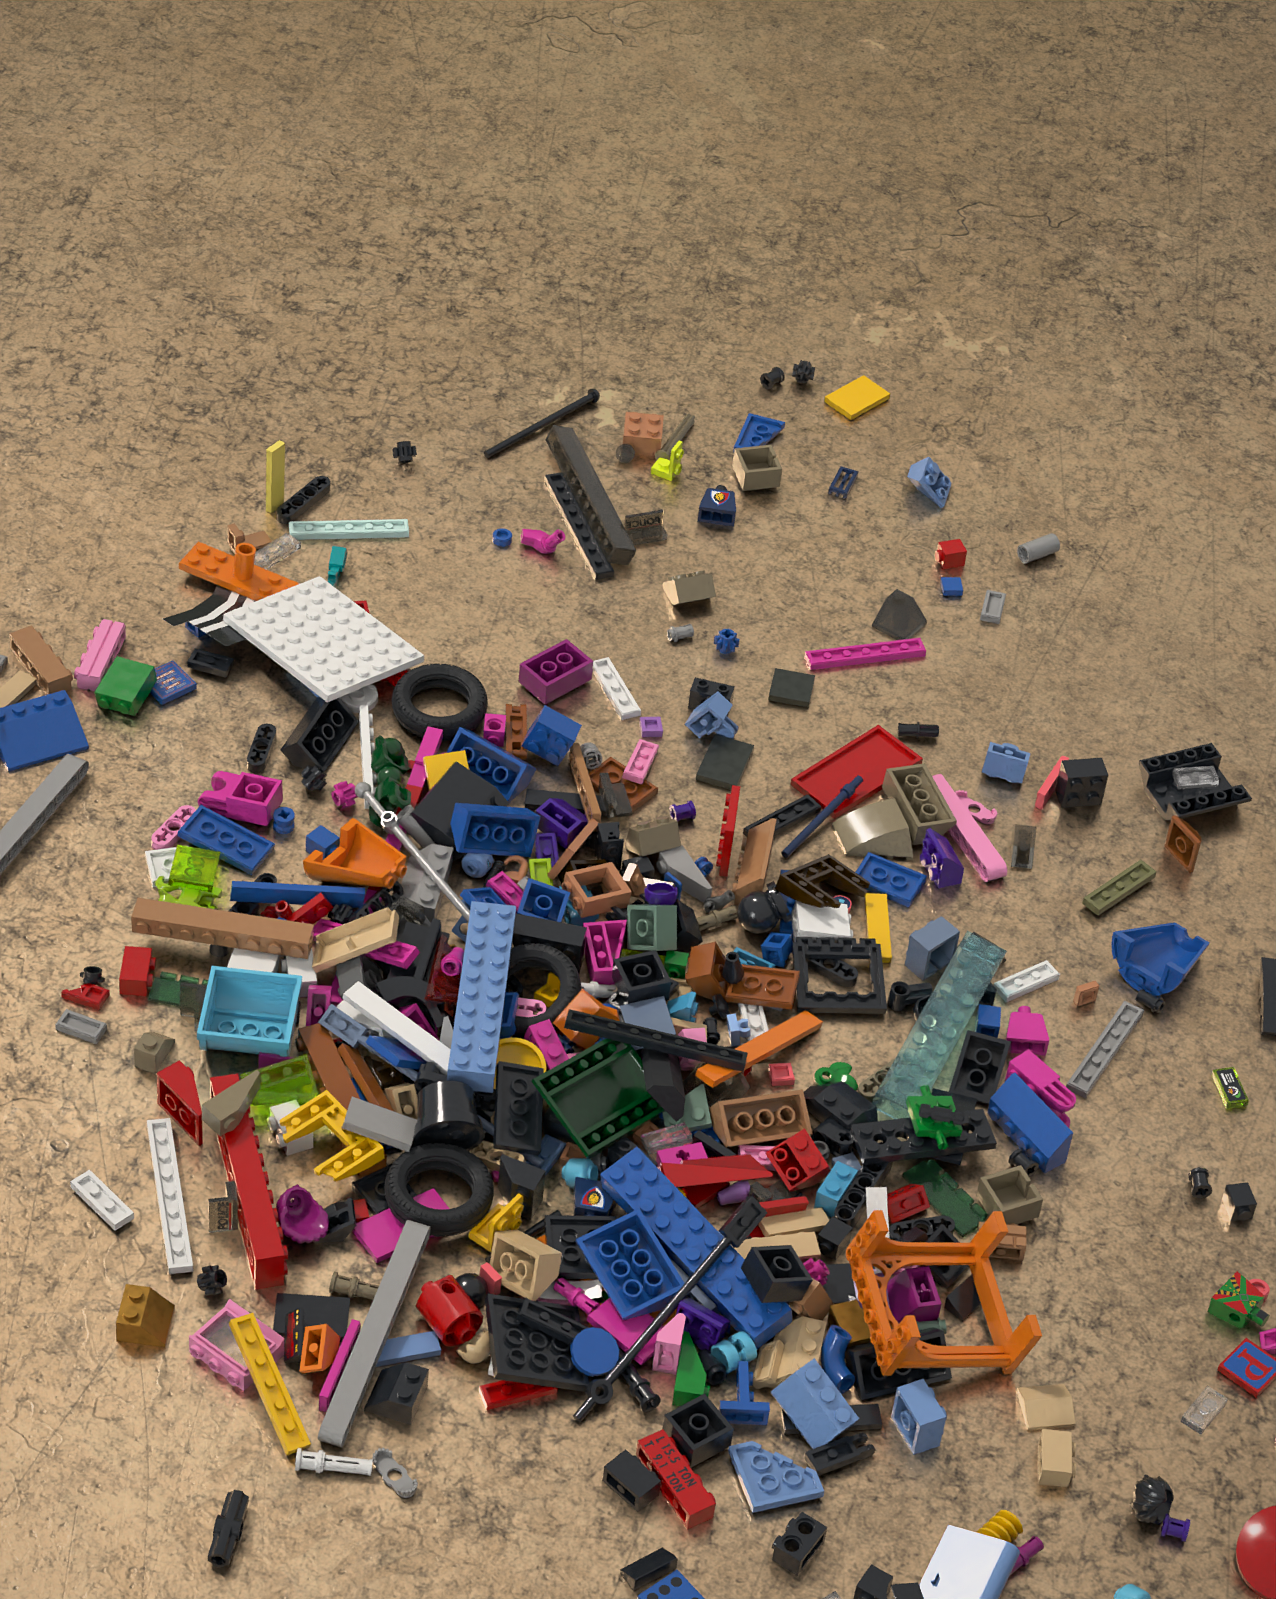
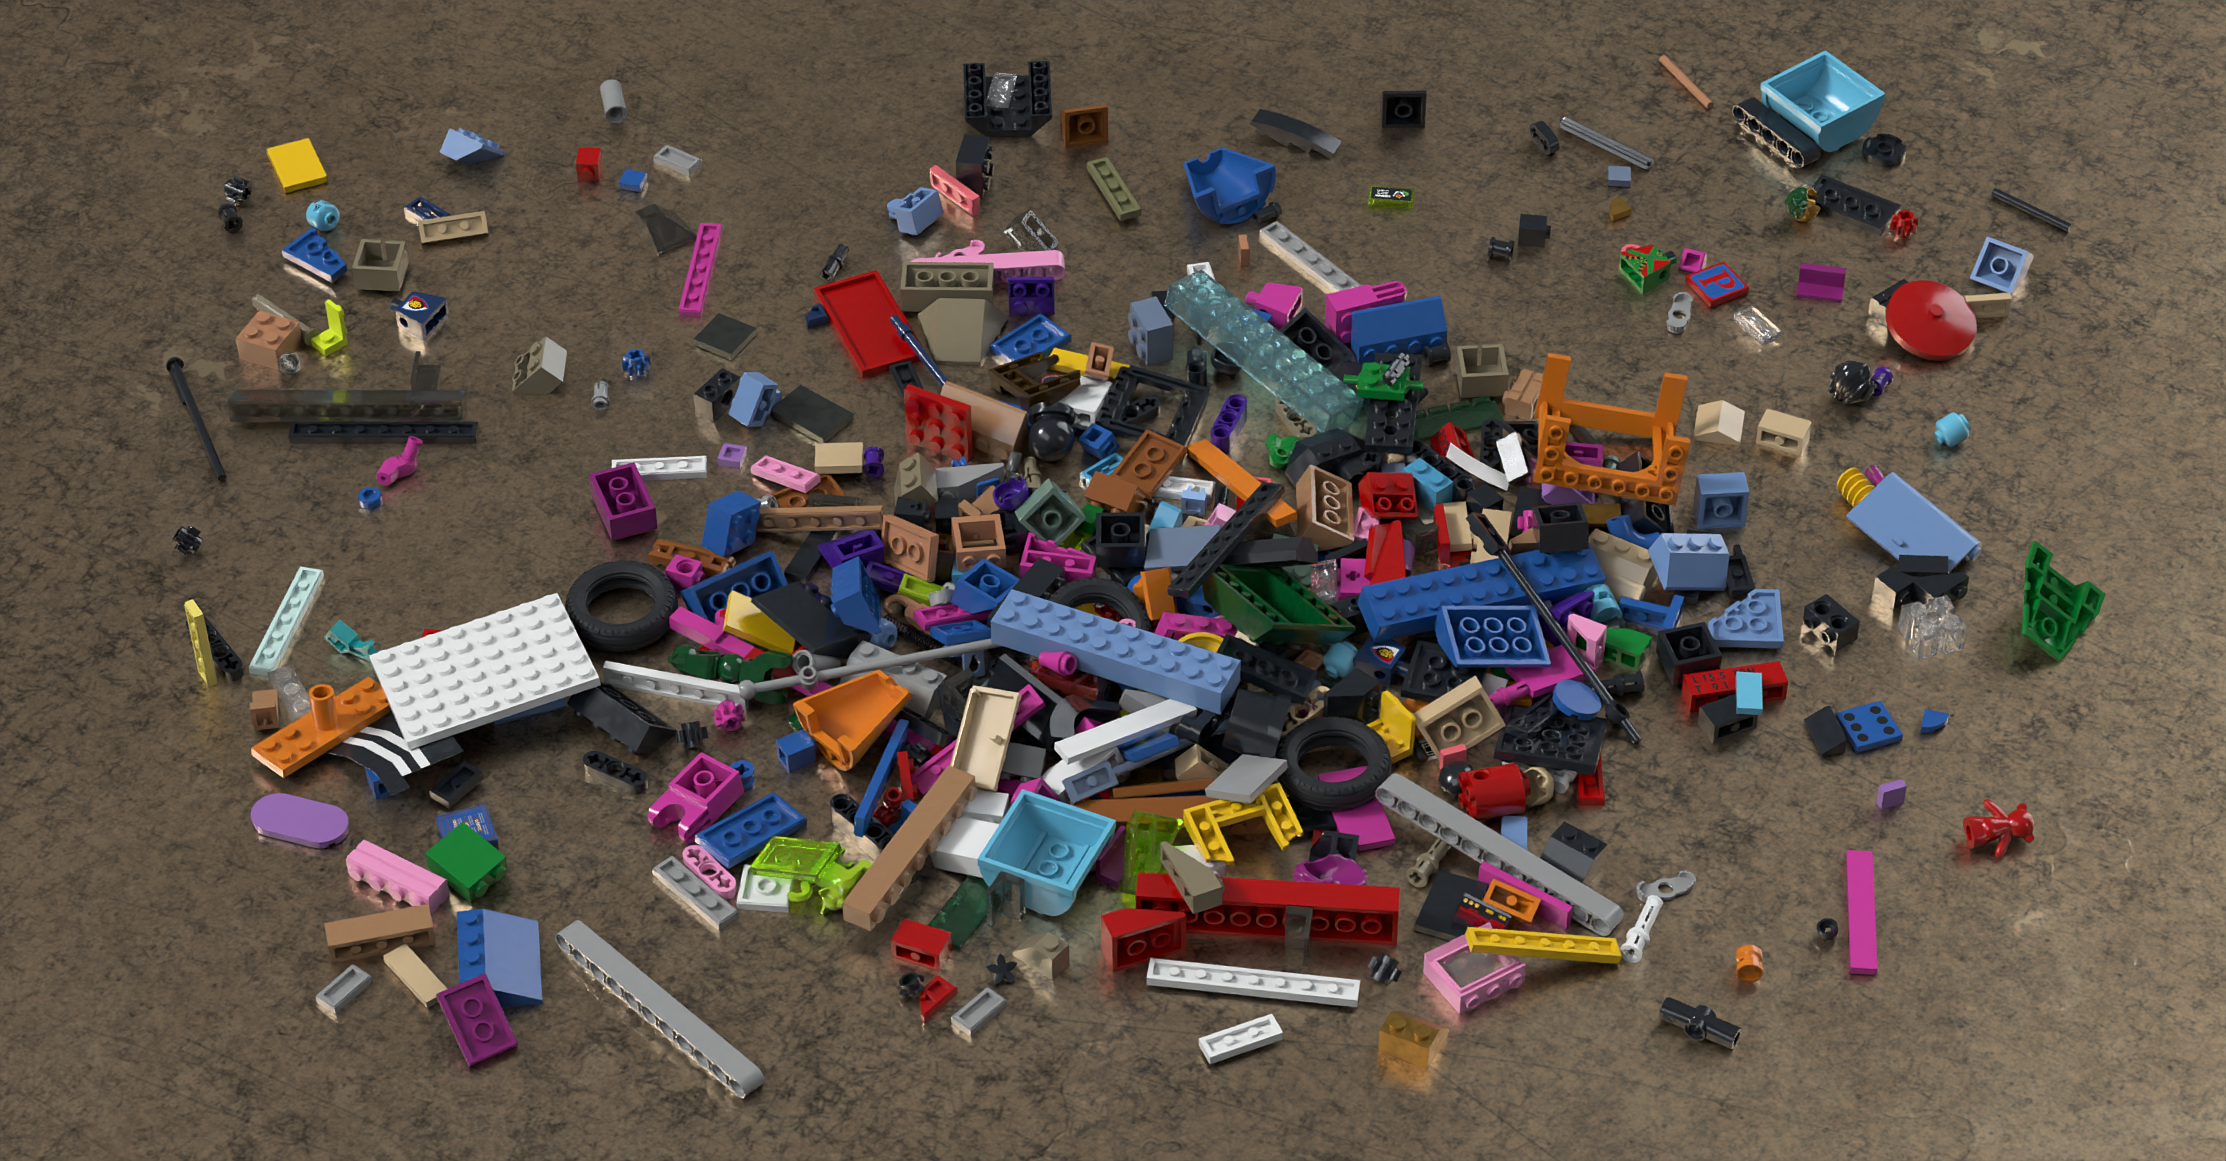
camera: 65 degrees left, 0 degrees up
(128, 1028) = (1002, 970): none -> black plant
(141, 835) = (695, 893): none -> light grey tile
(144, 591) = (300, 820): none -> medium lavender tile
(315, 1553) = (1749, 963): none -> orange wheel
(654, 1483) = (1749, 693): none -> medium azure tile
(676, 788) = (839, 458): none -> tan tile
(733, 970) = (1128, 470): black cone -> none
(801, 424) = (322, 215): none -> medium azure head
(830, 497) = (453, 227): none -> tan plate
(846, 736) = (816, 316): none -> dark blue tile
(847, 1032) = (1229, 423): none -> dark purple beam
(861, 918) = (1099, 361): none -> nougat slope
(1203, 1345) = (1682, 304): none -> light grey piece

